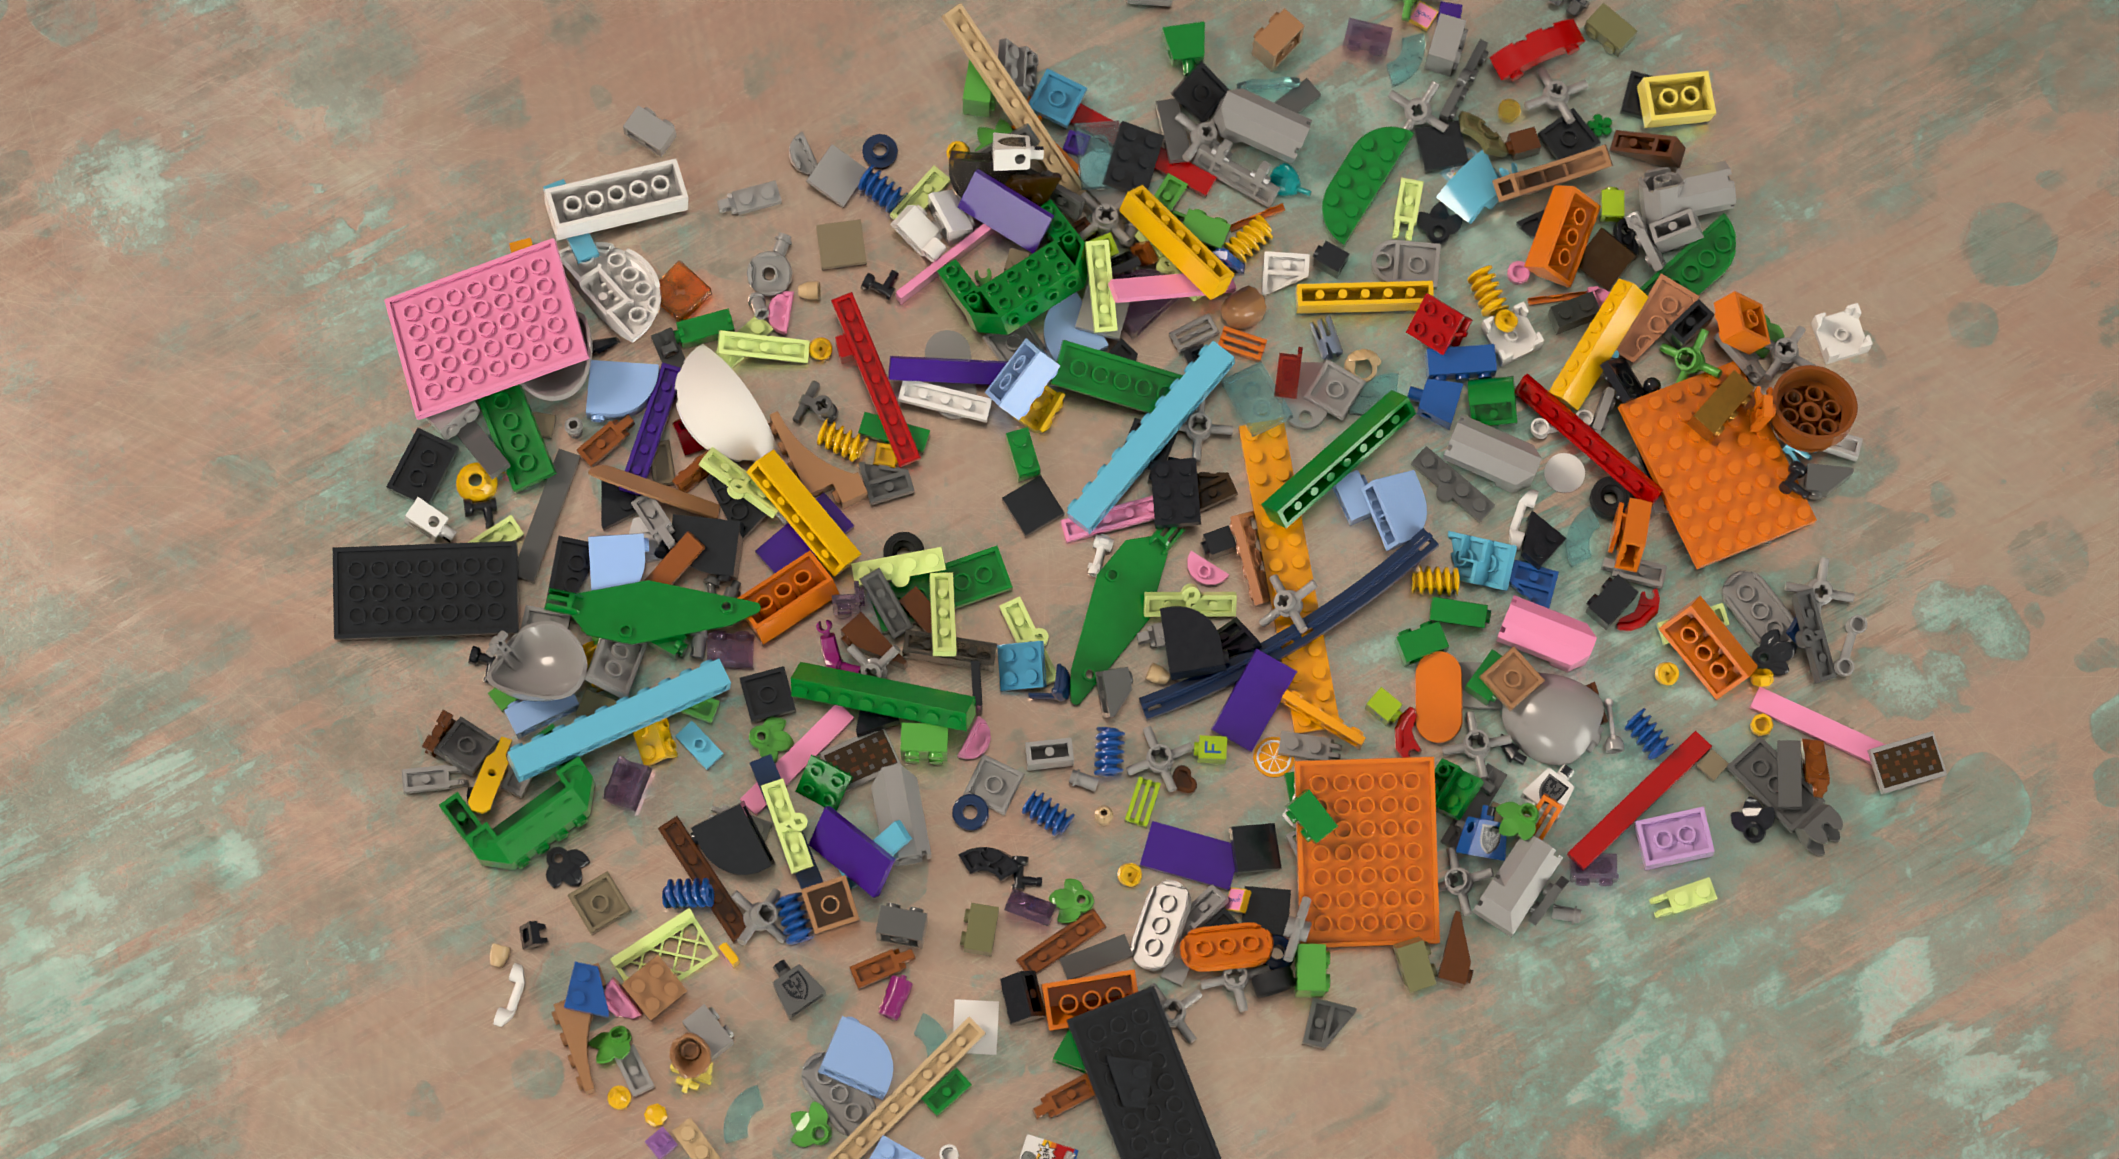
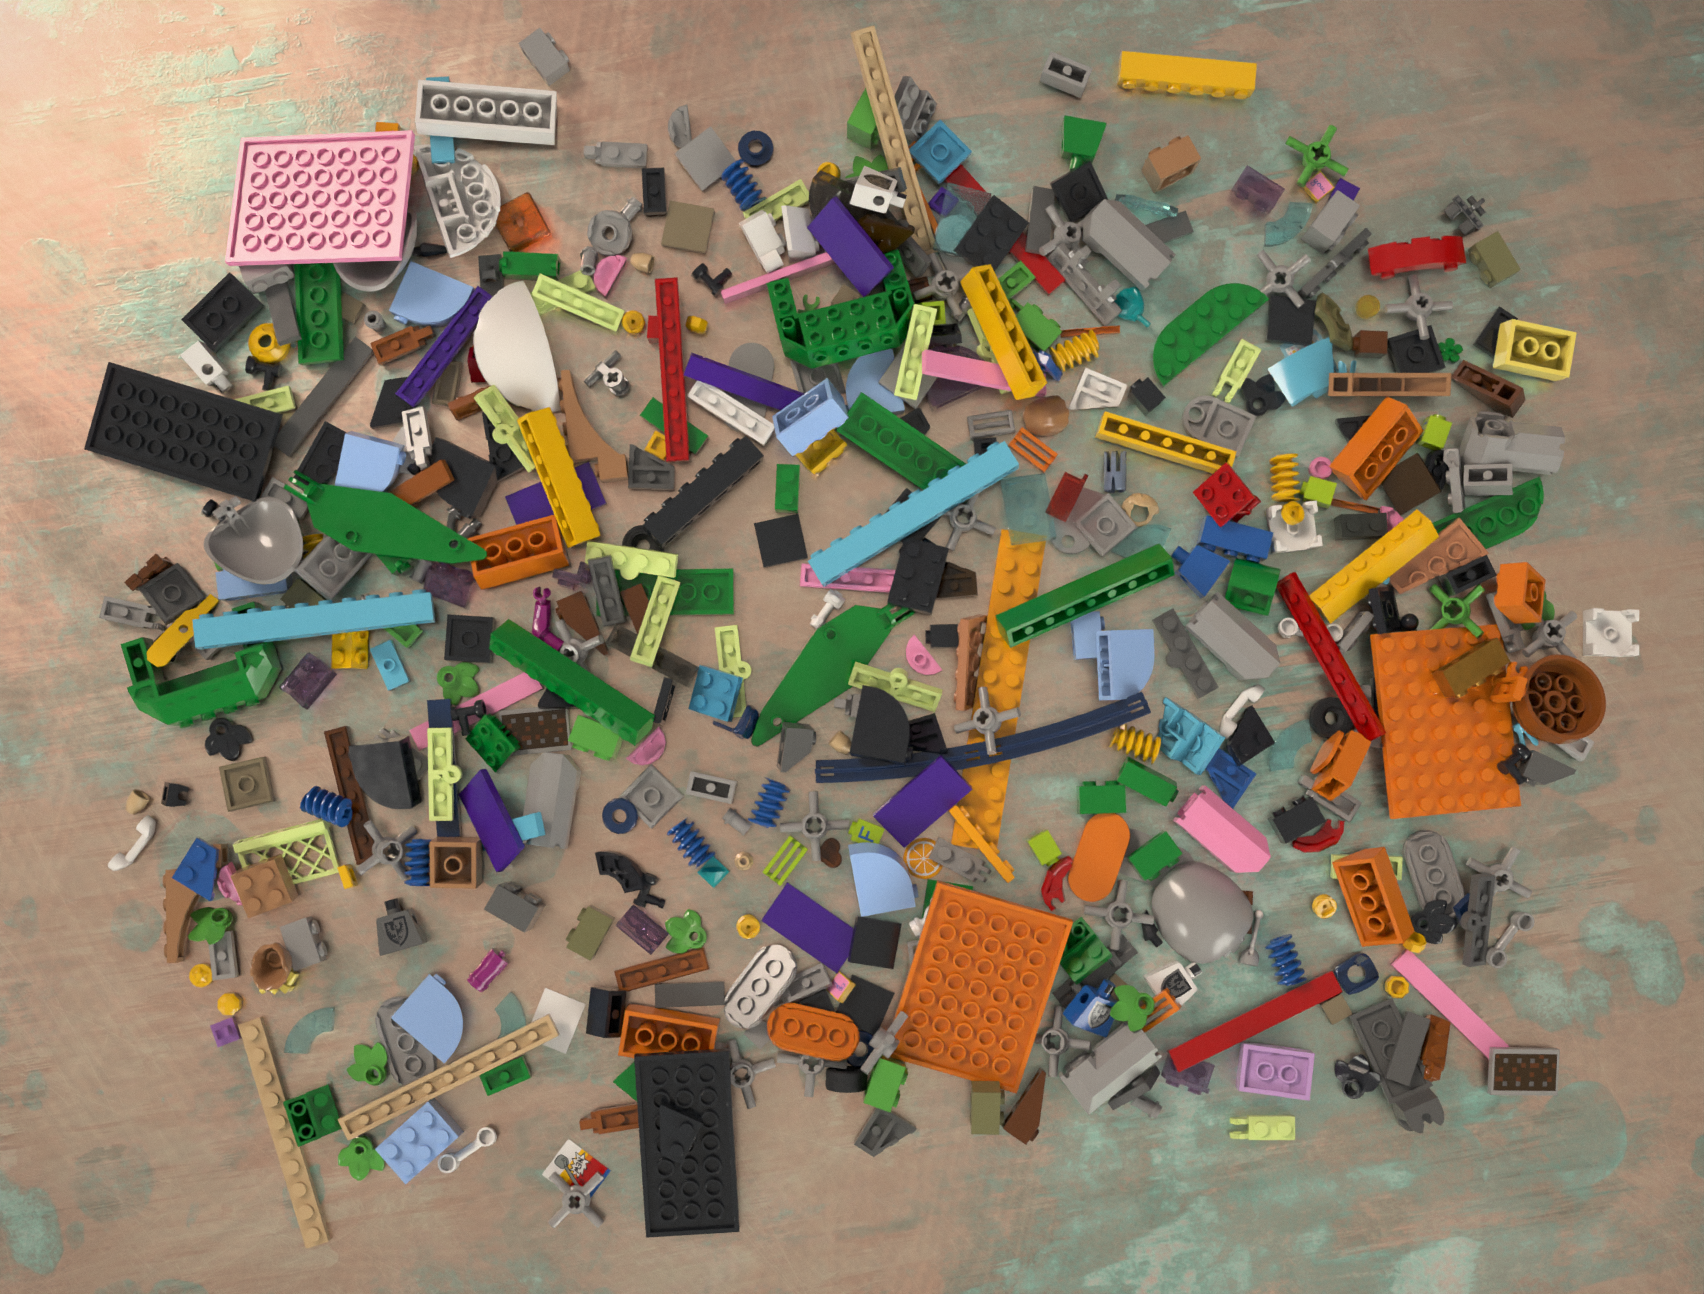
camera: 20 degrees right, 10 degrees up
(655, 490) = (428, 409): medium nougat piece -> none
(786, 765) = (461, 714): none -> black piece
(798, 221) = (654, 191): none -> black plate
(841, 441) = (620, 418): yellow piece -> none
(881, 966) = (485, 935): dark orange hinge -> none
(882, 331) = (696, 324): none -> yellow tile
(944, 483) = (703, 492): none -> black brick
(1078, 835) = (713, 871): none -> teal tile
(1145, 253) = (970, 331): dark orange tile -> none
(1240, 785) = (881, 879): none -> light blue brick
(1310, 816) = (933, 941): green brick -> none
(1511, 678) = (1174, 867): medium nougat tile -> none
(1523, 291) = (1318, 490): none -> lime brick
(1564, 472) = (1295, 677): white sticker -> none
(1725, 713) = (1370, 978): none -> dark blue piece

